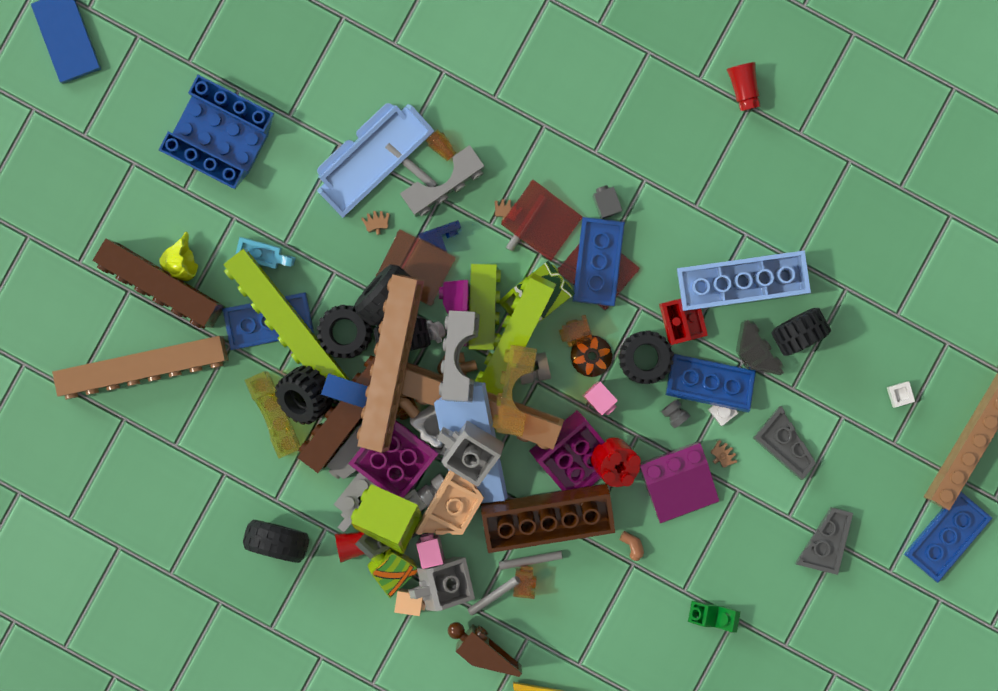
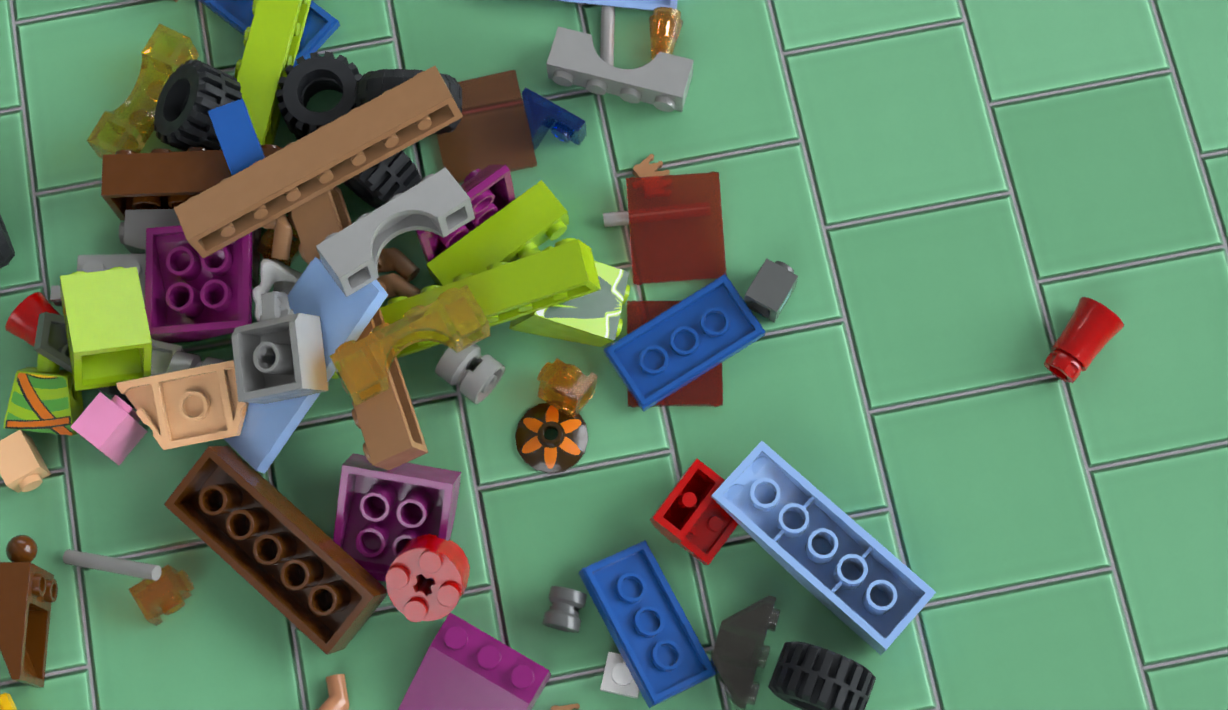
camera: 55 degrees right, 15 degrees down
(376, 223) = (499, 37): medium nougat piece -> none
(444, 585) = (71, 459): light grey hinge -> none
(530, 560) = (203, 580): light grey bar -> none
(600, 398) = (499, 485): bright pink brick -> none
(663, 350) = (602, 473): black tyre -> none

